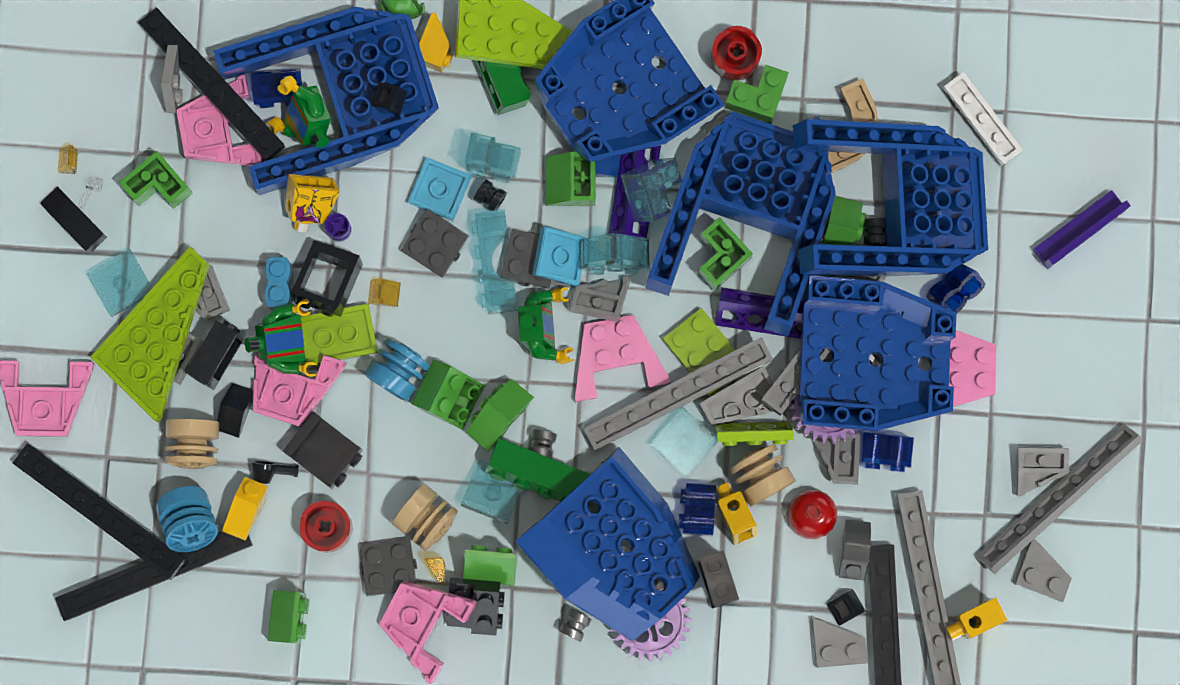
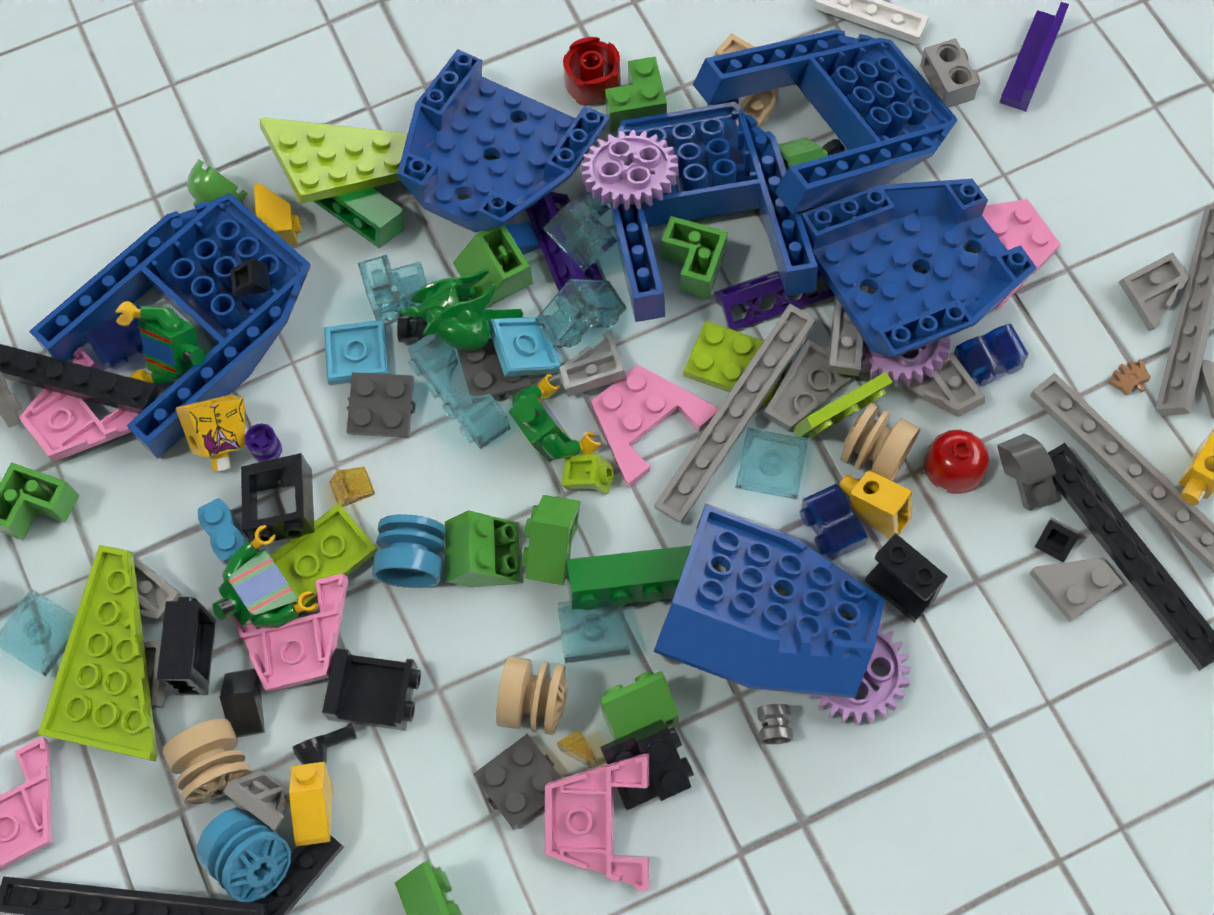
camera: 25 degrees left, 15 degrees down
(215, 486) = (260, 796): none -> light grey wing
(311, 526) = (413, 754): red brick -> none
(519, 207) = (454, 314): none -> green hair
(543, 438) = (617, 540): flat silver wheel -> none
(551, 378) = (587, 473): none -> lime bracket
(725, 154) = (630, 169): none -> lavender gear
(957, 287) = (956, 158): clear blue brick -> none
(977, 523) = (1130, 377): none -> medium nougat piece
(1001, 206) = (950, 72): none -> light grey brick

